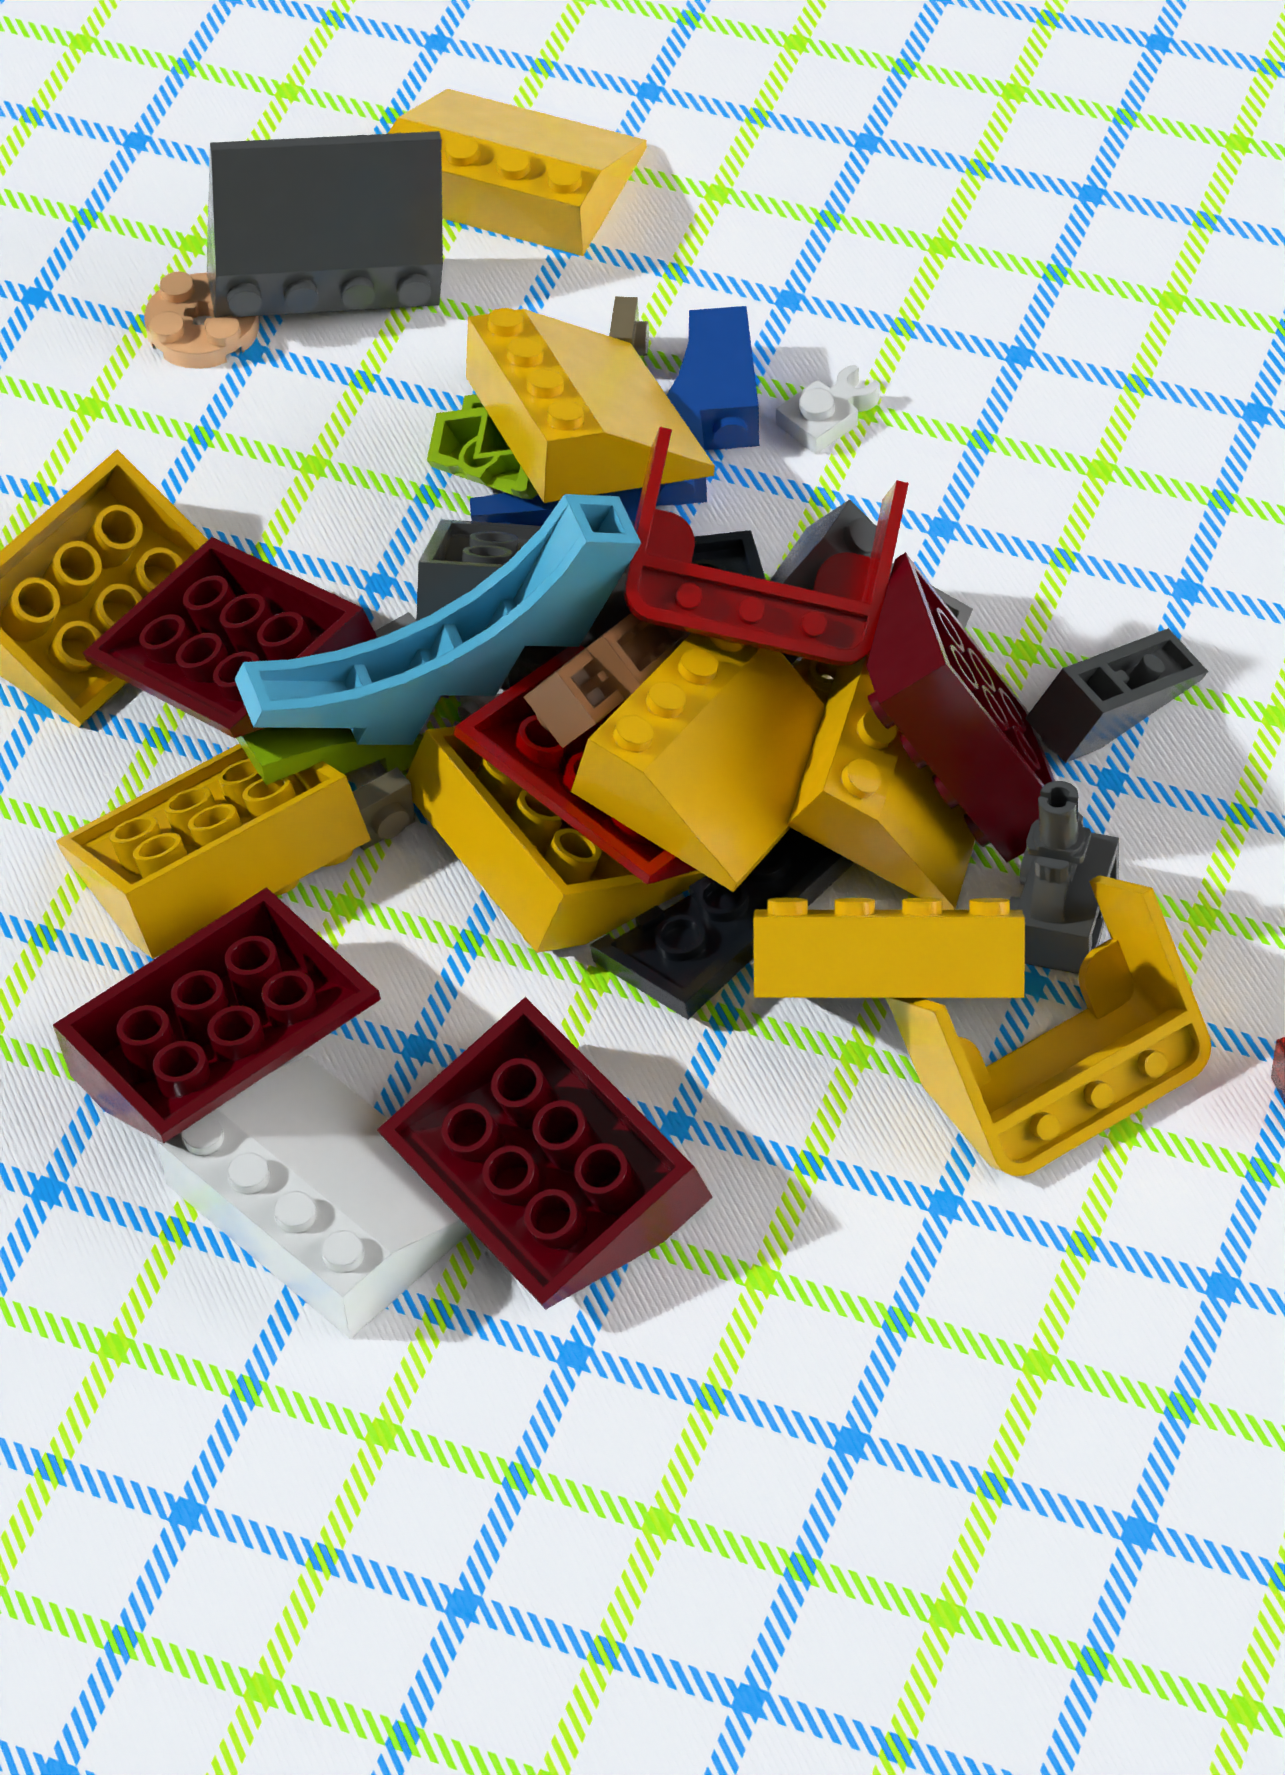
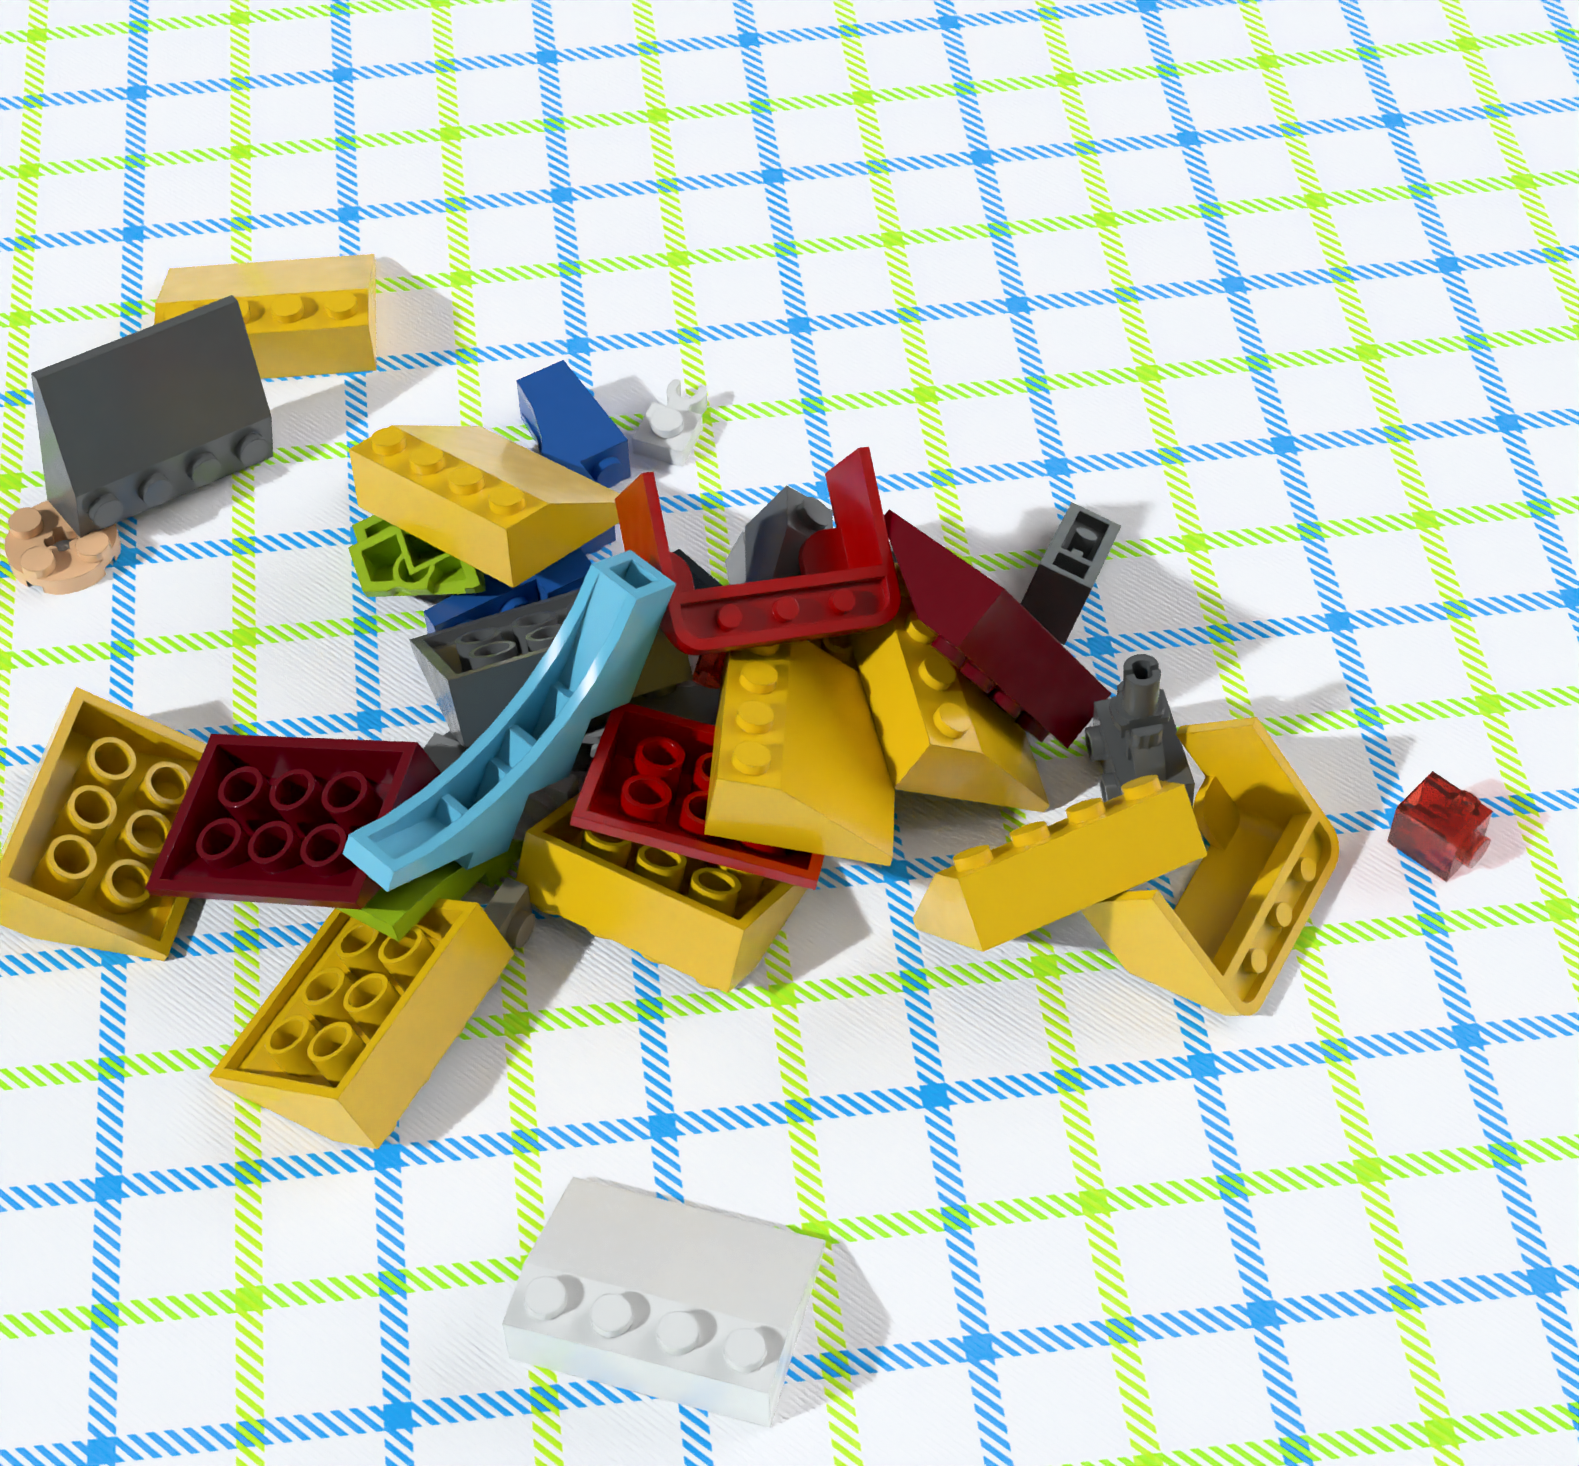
camera: 30 degrees left, 0 degrees up
(210, 1017) = (484, 1186): dark red slope -> none
(545, 1158) = (856, 1177): dark red slope -> none
(601, 676) = (673, 727): medium nougat slope -> none
(626, 324) = (462, 410): dark tan plate -> none
(708, 937) = (864, 911): black wing -> none

